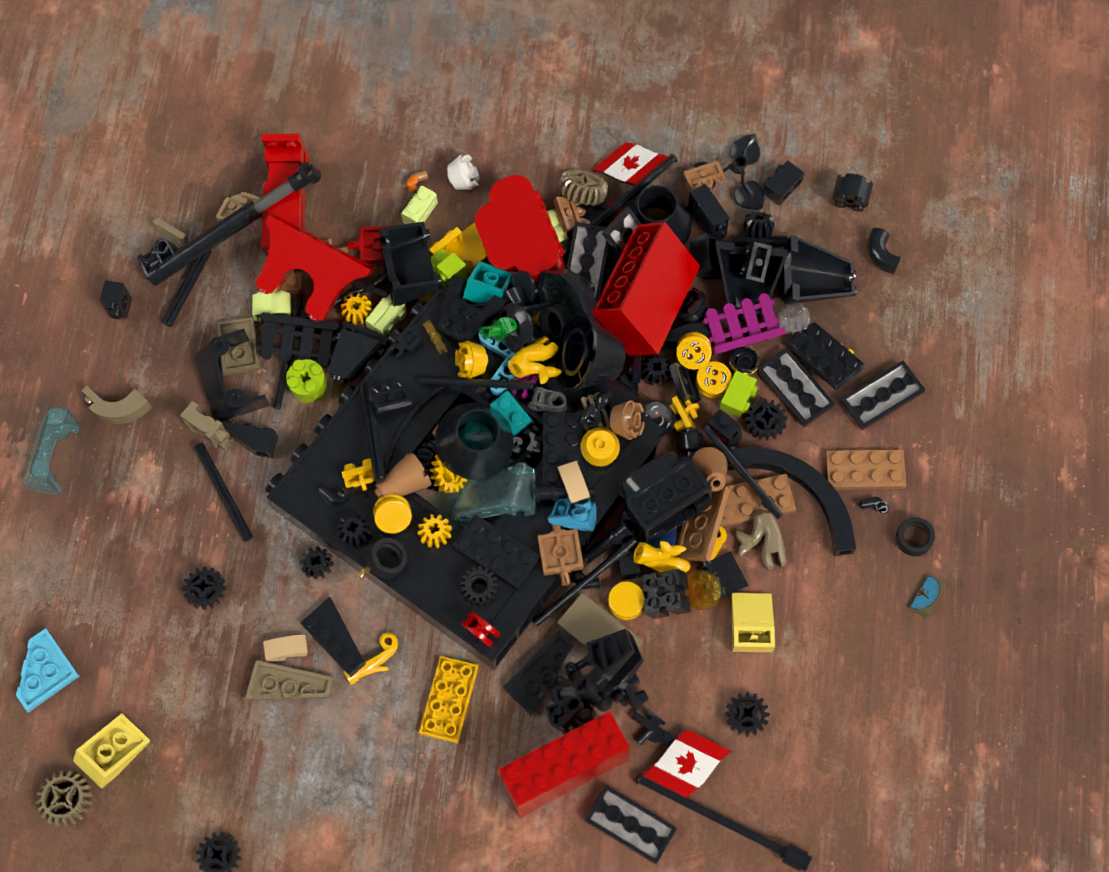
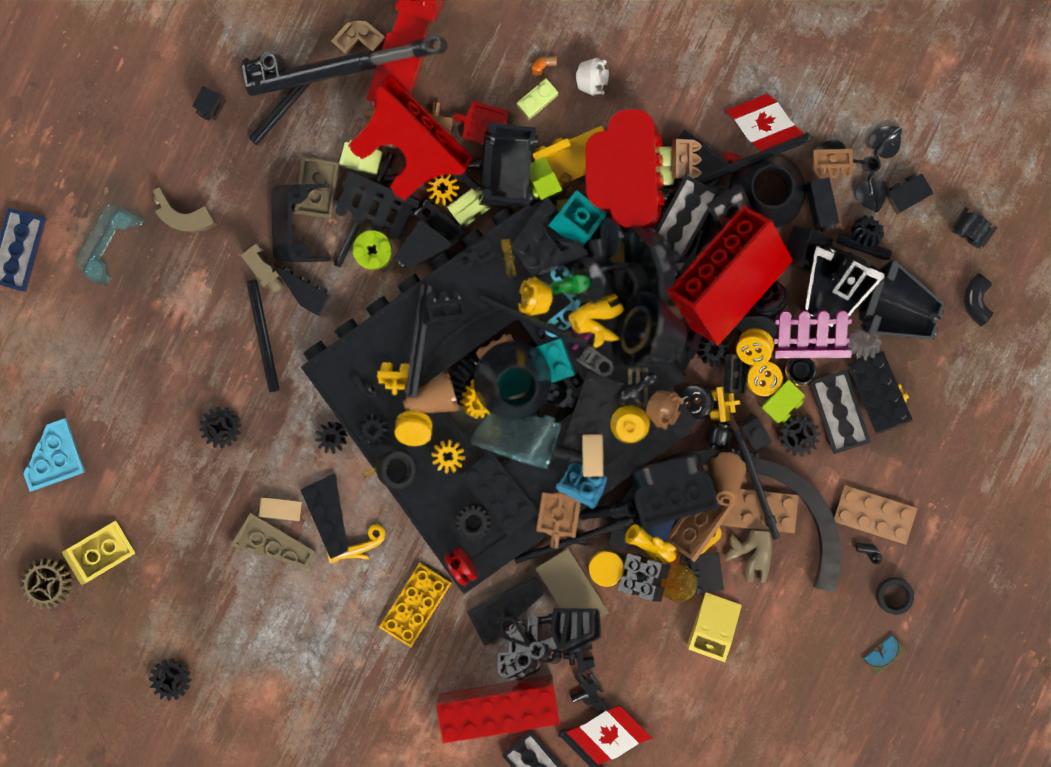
camera: 15 degrees right, 20 degrees up
(170, 231) = (282, 42): dark tan tile -> none
(583, 187) = (707, 134): dark tan gear -> none
(752, 720) = (686, 705): black gear -> none
(882, 395) = (920, 447): black piece -> none

